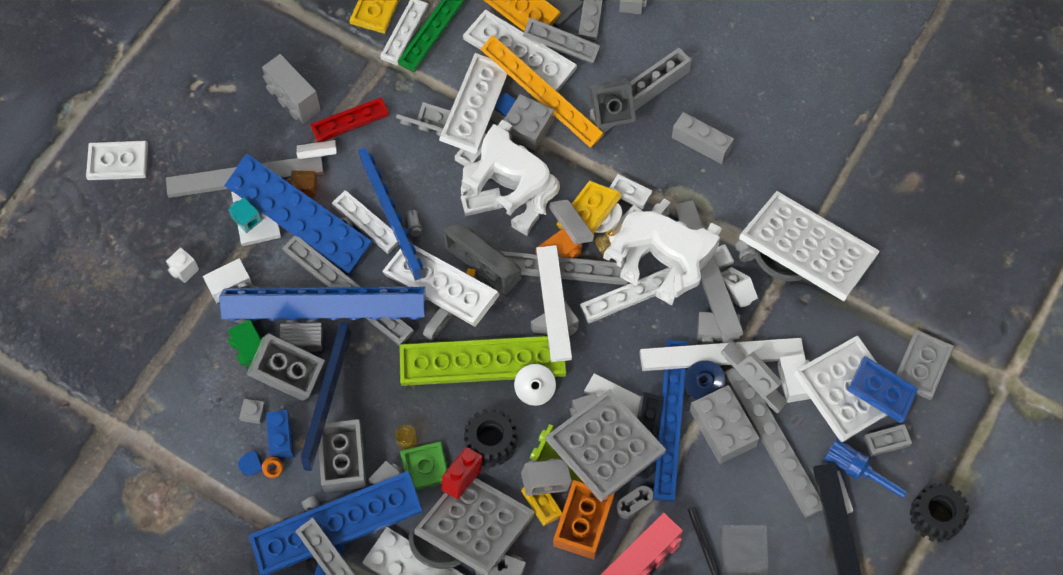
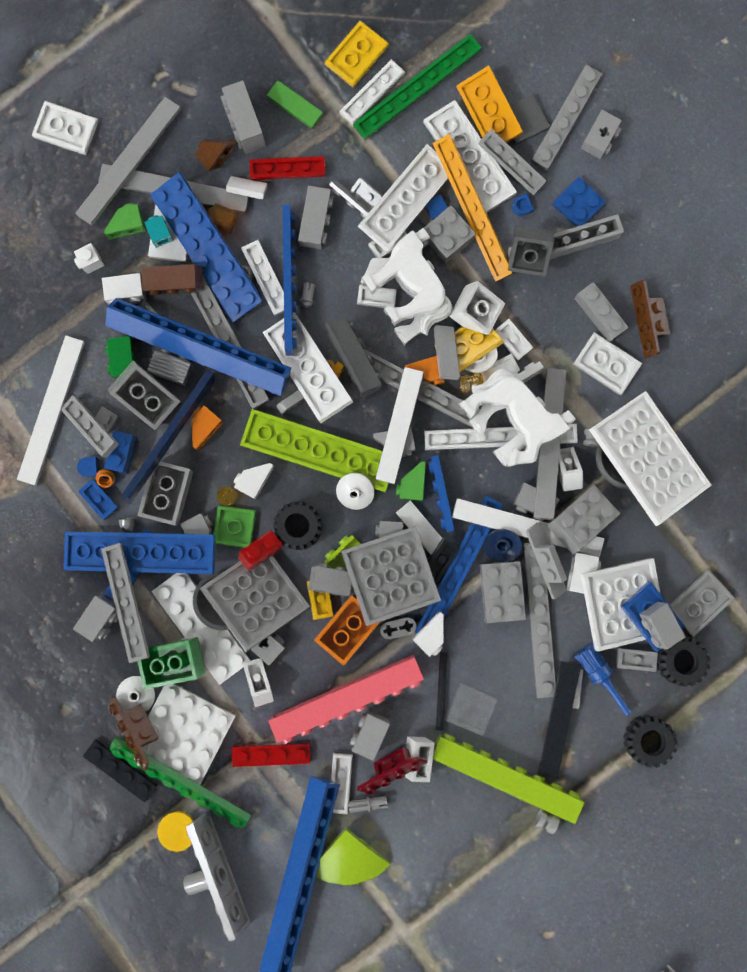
camera: 20 degrees right, 20 degrees up
(190, 167) = (128, 161): none -> light grey tile
(191, 425) = (50, 410): none -> white tile
(208, 221) = (125, 222): none -> bright green slope
(239, 418) = (89, 426): none -> light grey plate
(272, 491) = (98, 499): none -> blue plate
(274, 128) = (214, 152): none -> reddish brown slope
(274, 252) = (172, 279): none -> reddish brown brick
(335, 65) = (294, 104): none -> bright green tile
(357, 377) = (204, 426): none -> orange slope
(394, 152) = (315, 217): none -> light grey brick
(427, 411) = (253, 479): none -> white slope
(583, 174) = (477, 308): none -> white slope
(587, 76) = (522, 205): none -> blue tile
(590, 357) = (412, 484): none -> bright green slope
(626, 362) = (439, 486): none -> blue plate
(637, 54) = (579, 202): none -> blue plate
(671, 491) = (431, 636): none -> white slope
(729, 181) = (607, 363): none -> white tile
(750, 128) = (650, 318): none -> reddish brown bracket
(771, 324) = (583, 519): none -> light grey brick
(895, 390) = (662, 625): none -> light grey brick
(940, 408) = (696, 669): none -> black tyre

